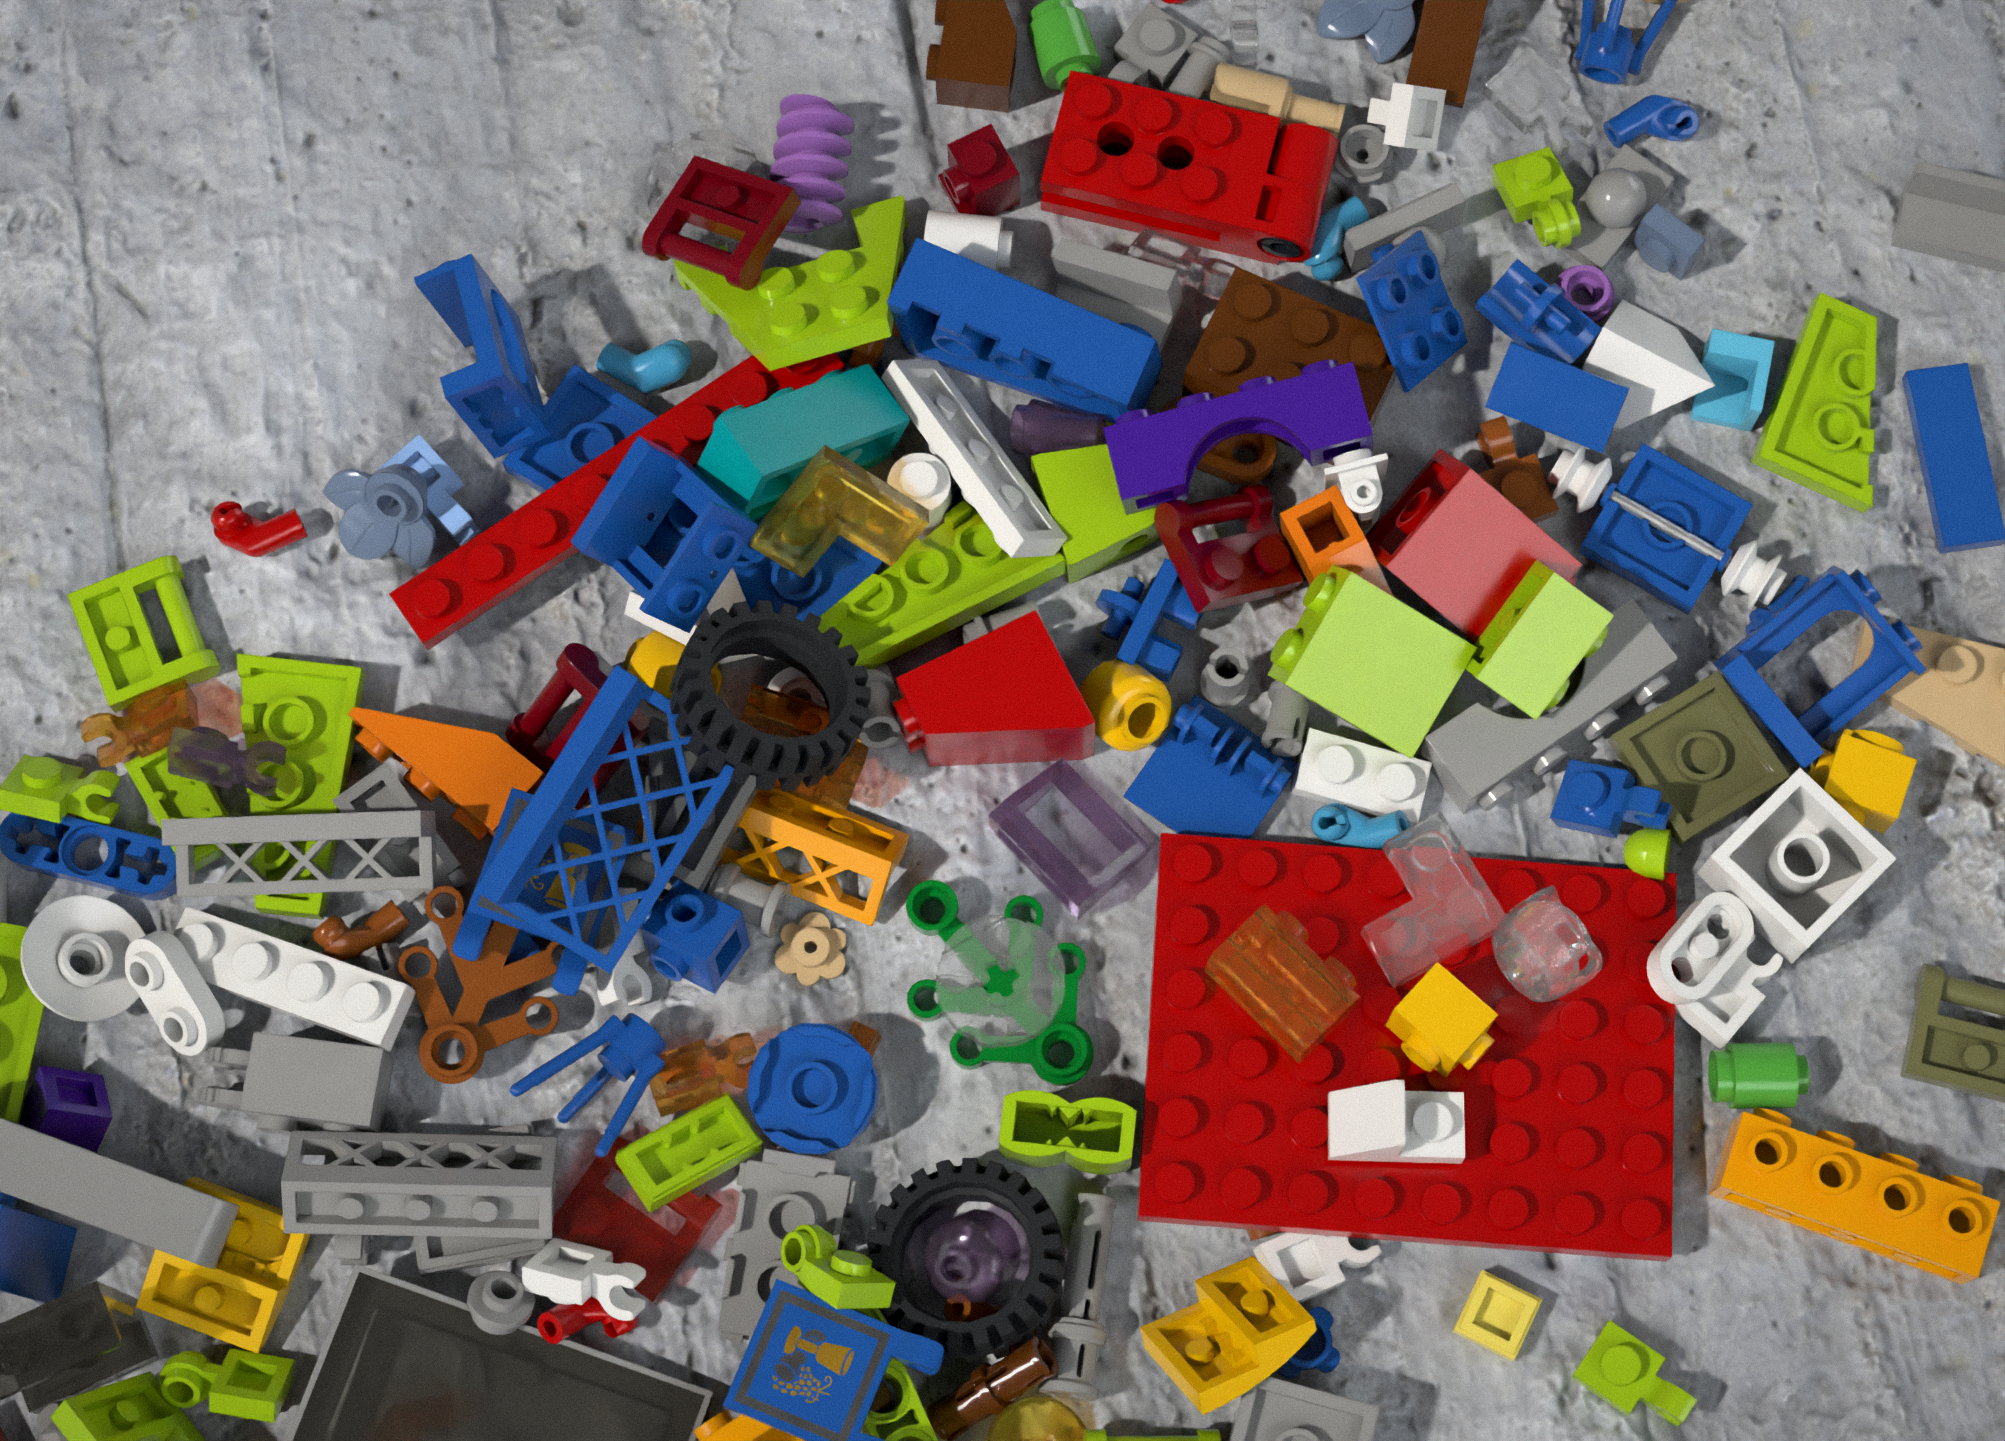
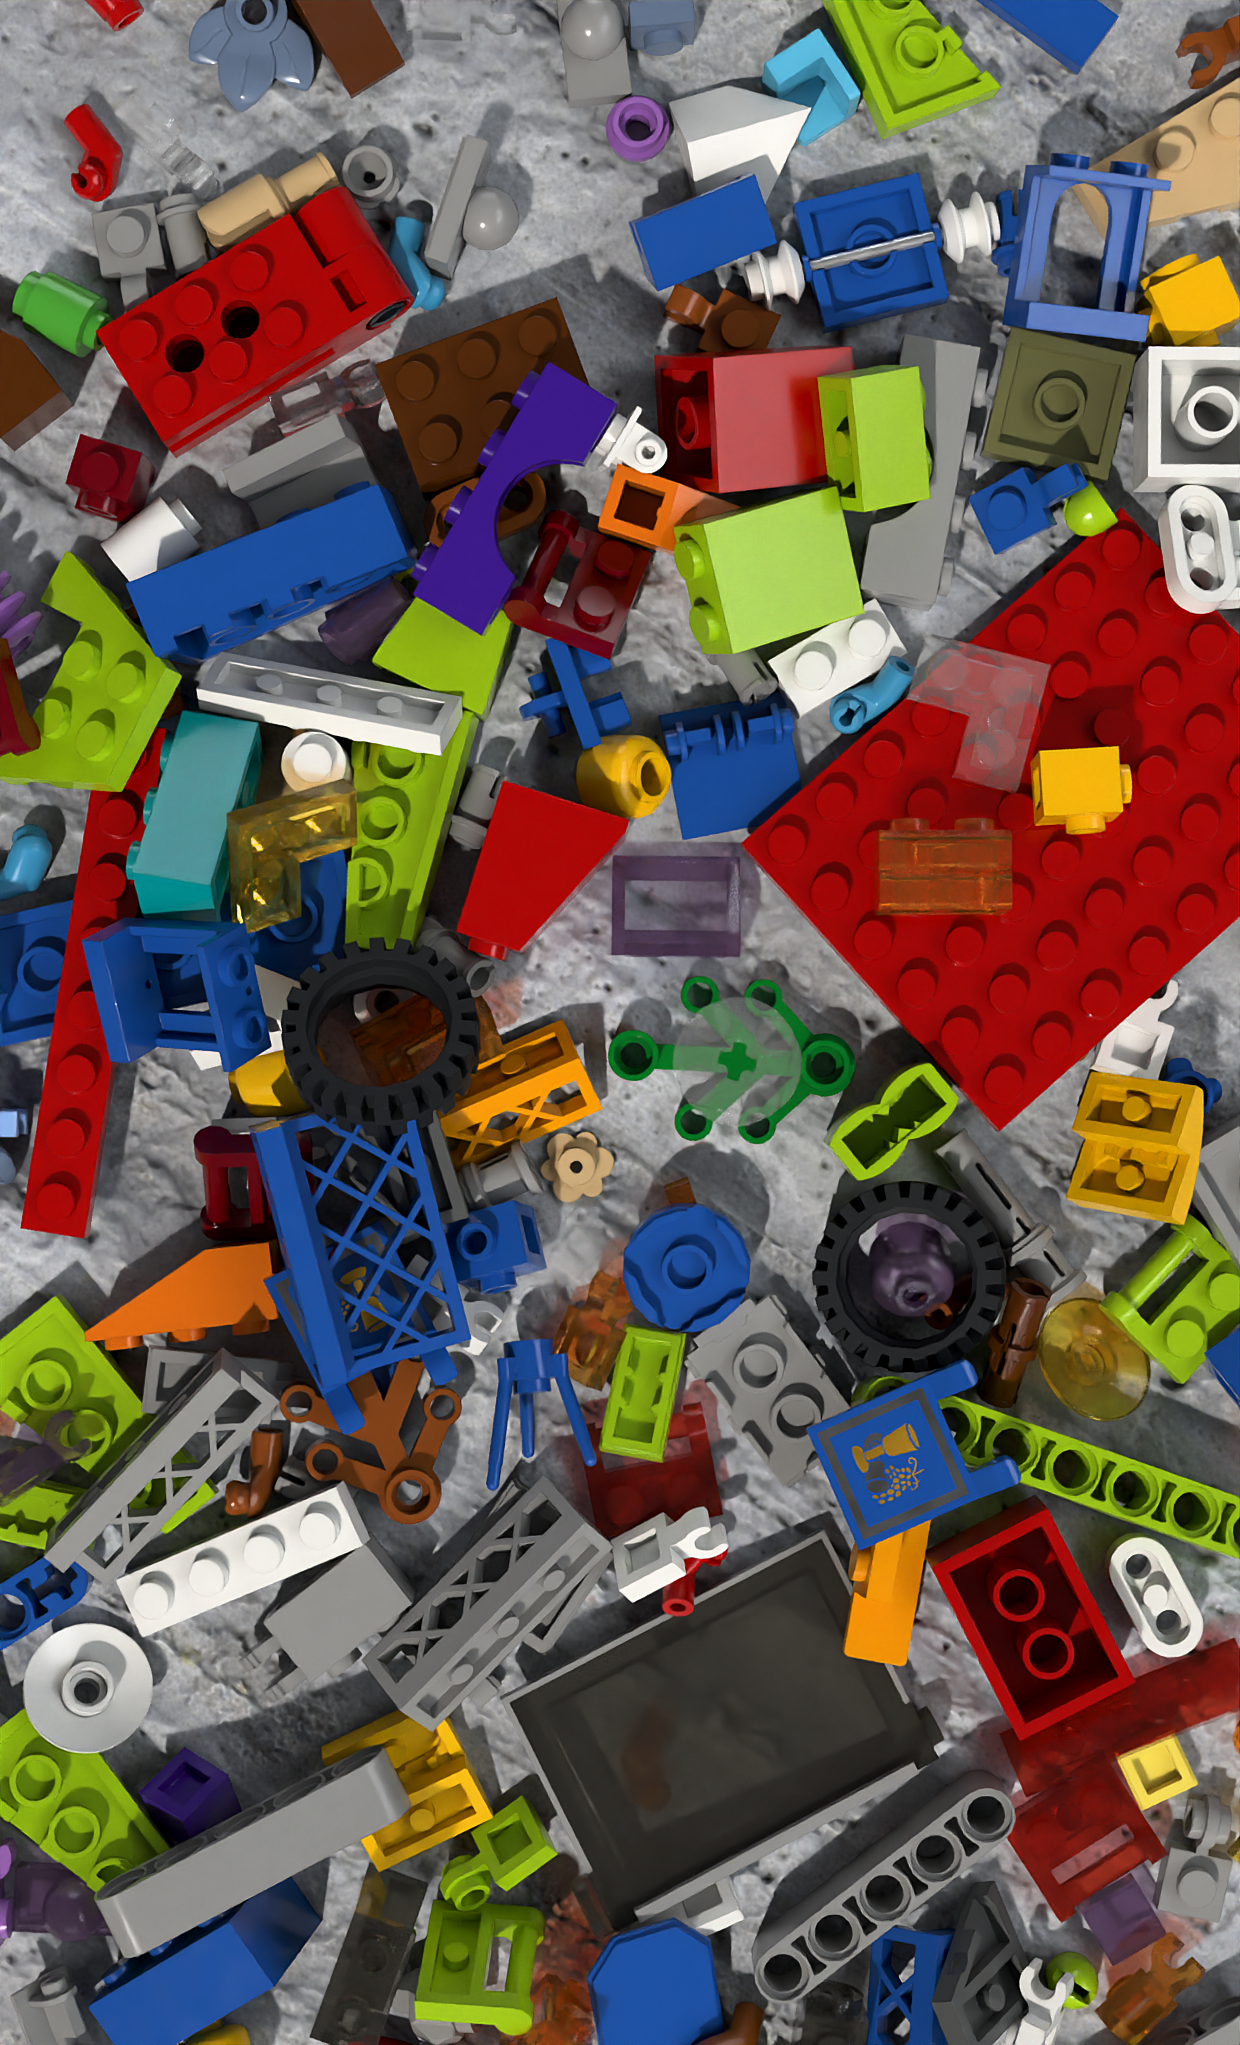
camera: 50 degrees left, 15 degrees up
(174, 993) = (175, 1648): white plate -> none
(497, 1314) = (630, 1639): light grey plate -> none
(834, 1275) = (847, 1385): lime plate -> none
(1221, 691) = (667, 699): light grey pin -> none
(1395, 1125) = (1116, 892): white slope -> none
(1409, 116) = (376, 113): white tile -> none
(1411, 309) = (532, 268): blue hinge -> none
(1538, 315) = (626, 180): blue hips -> none
(1540, 191) = (527, 75): lime plate -> none
(1542, 946) = (1092, 667): clear helmet -> none

